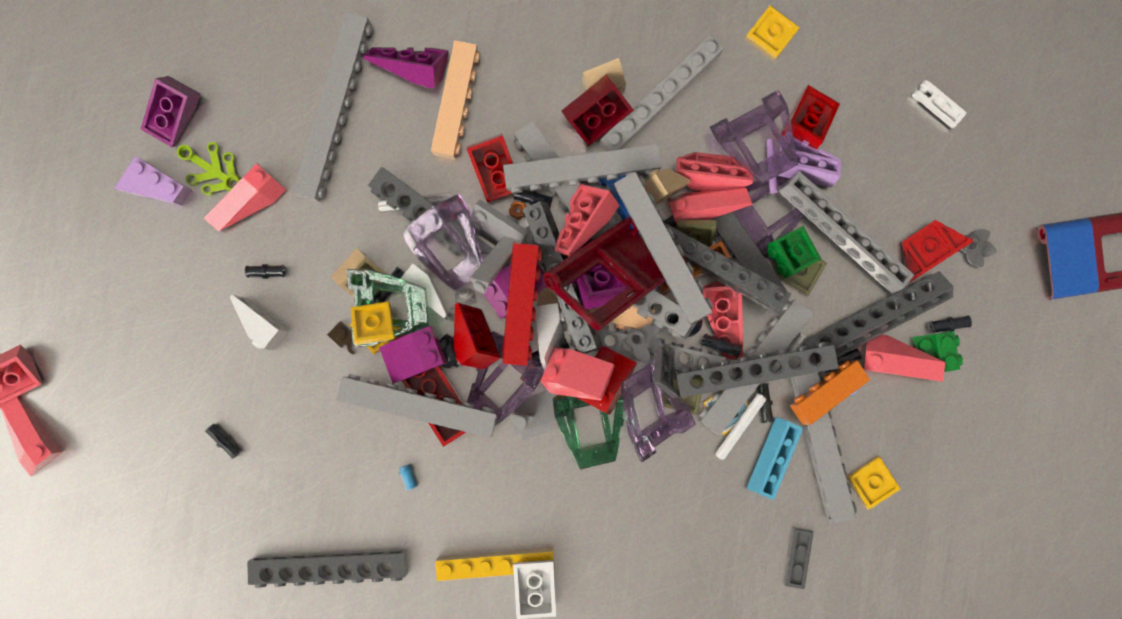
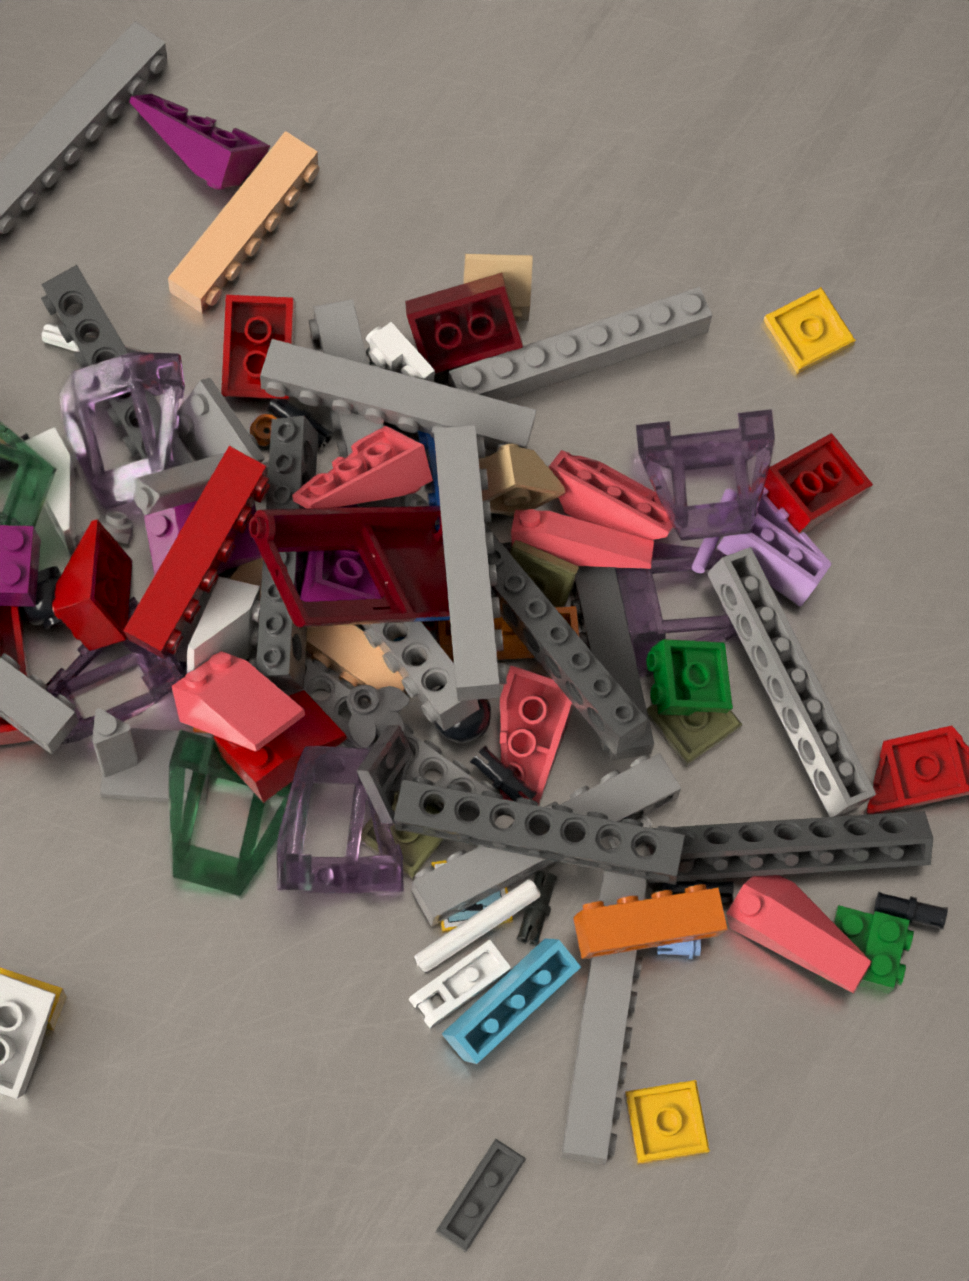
camera: 15 degrees right, 15 degrees down
(567, 143) = (395, 353): none -> white plate
(744, 458) = (461, 983): none -> white plate

